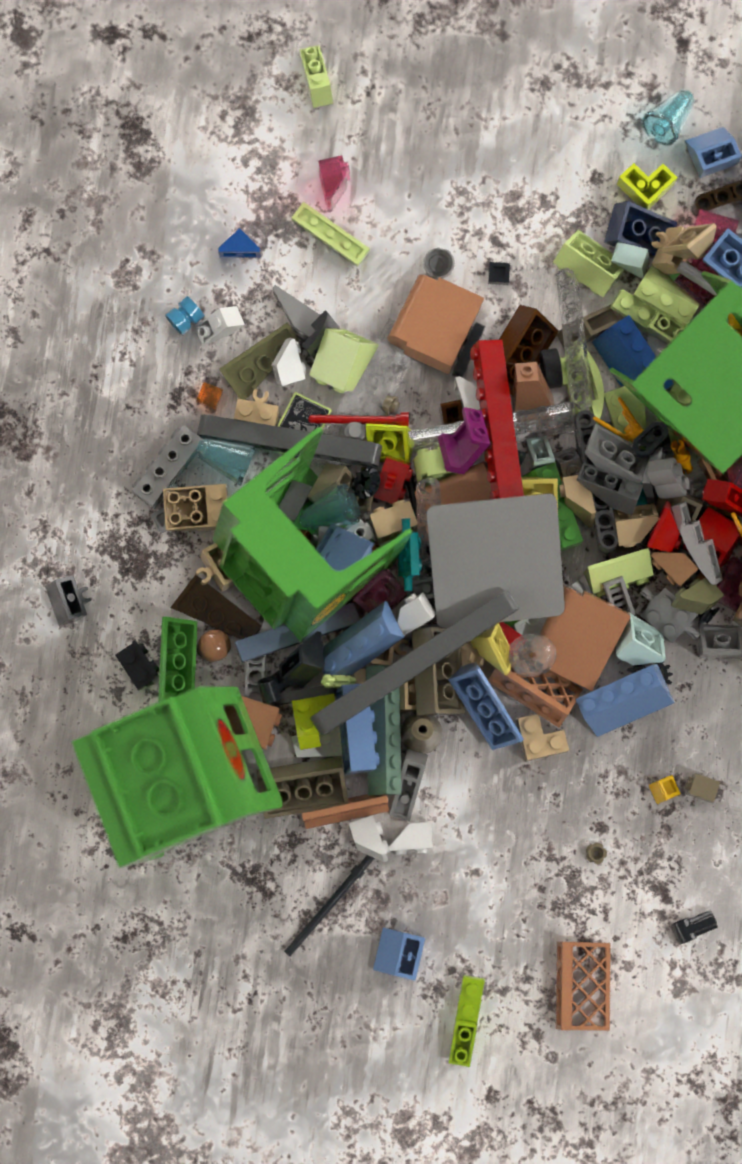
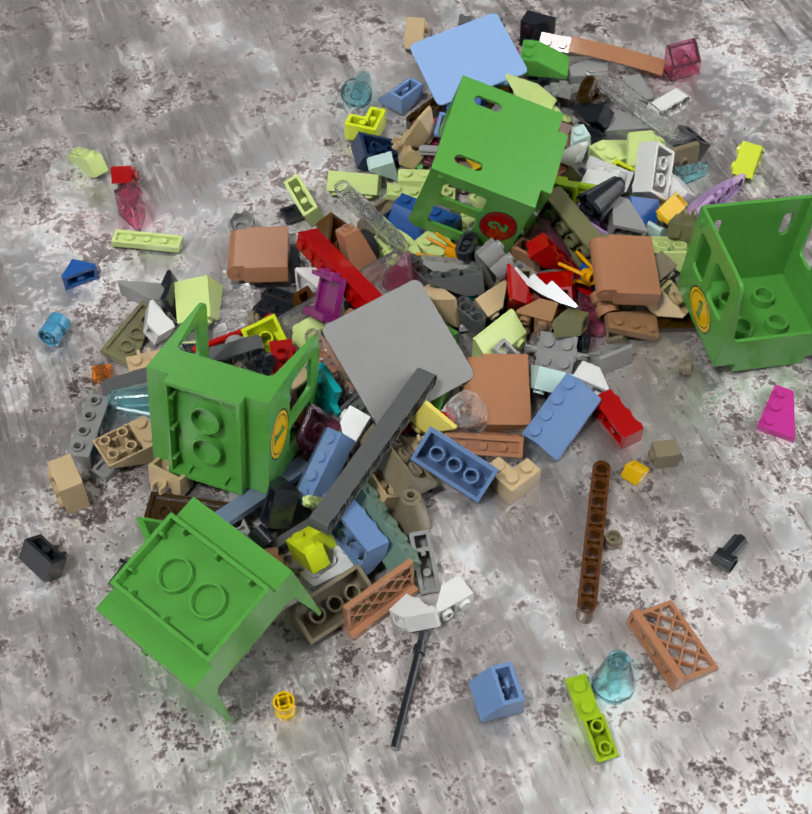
camera: 25 degrees left, 30 degrees down
(120, 528) = (67, 484): none -> tan brick
(212, 866) = (284, 711): none -> yellow wheel
(219, 325) = (86, 325): white slope -> none
(344, 130) = (123, 174): none -> red brick
(424, 394) = (274, 301): none -> black slope
(502, 987) = (614, 679): none -> clear light blue cone
(521, 265) = (304, 200): none -> yellowish green brick
(560, 437) = (398, 272): none -> clear pink slope
(586, 839) = (595, 513): none -> reddish brown beam
(683, 723) = (618, 420): none -> red brick
(685, 663) = (592, 377): none -> white slope

